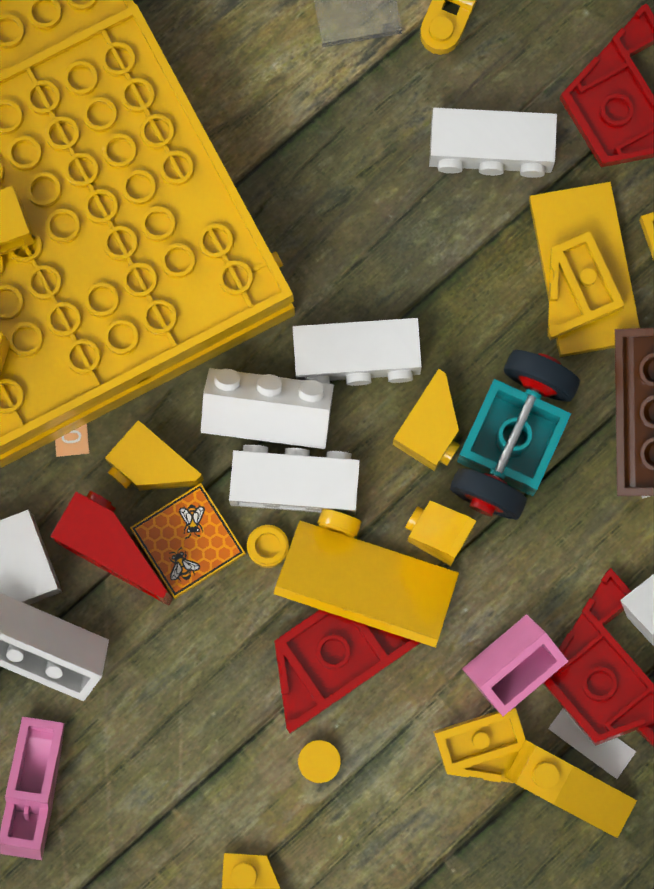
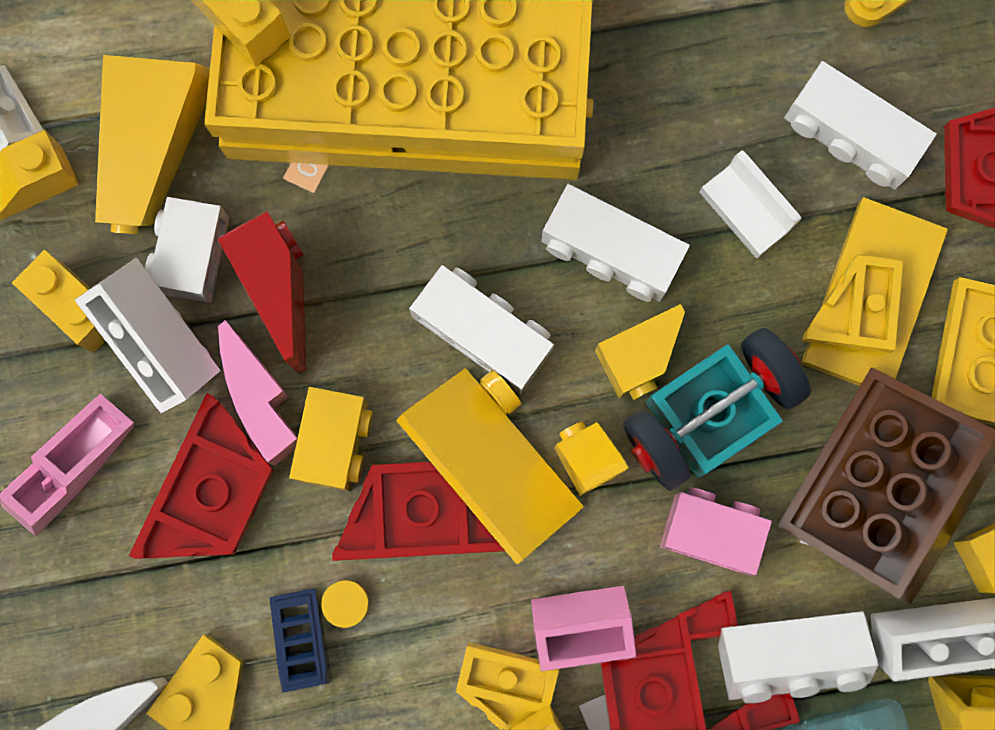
camera: 30 degrees right, 0 degrees up
(149, 462) = (358, 231): yellow slope -> none
(149, 643) = (255, 397): none -> bright pink slope
(157, 741) = (207, 491): none -> red wing
(188, 541) = (351, 325): tile -> none
(228, 640) = (331, 439): none -> yellow brick
(266, 408) = (497, 245): white brick -> none
(267, 546) = (421, 373): yellow tile -> none
(324, 837) = (285, 661): none -> dark blue slope
(444, 255) = (750, 205): none -> white panel
(572, 530) = (715, 532): none -> bright pink piece

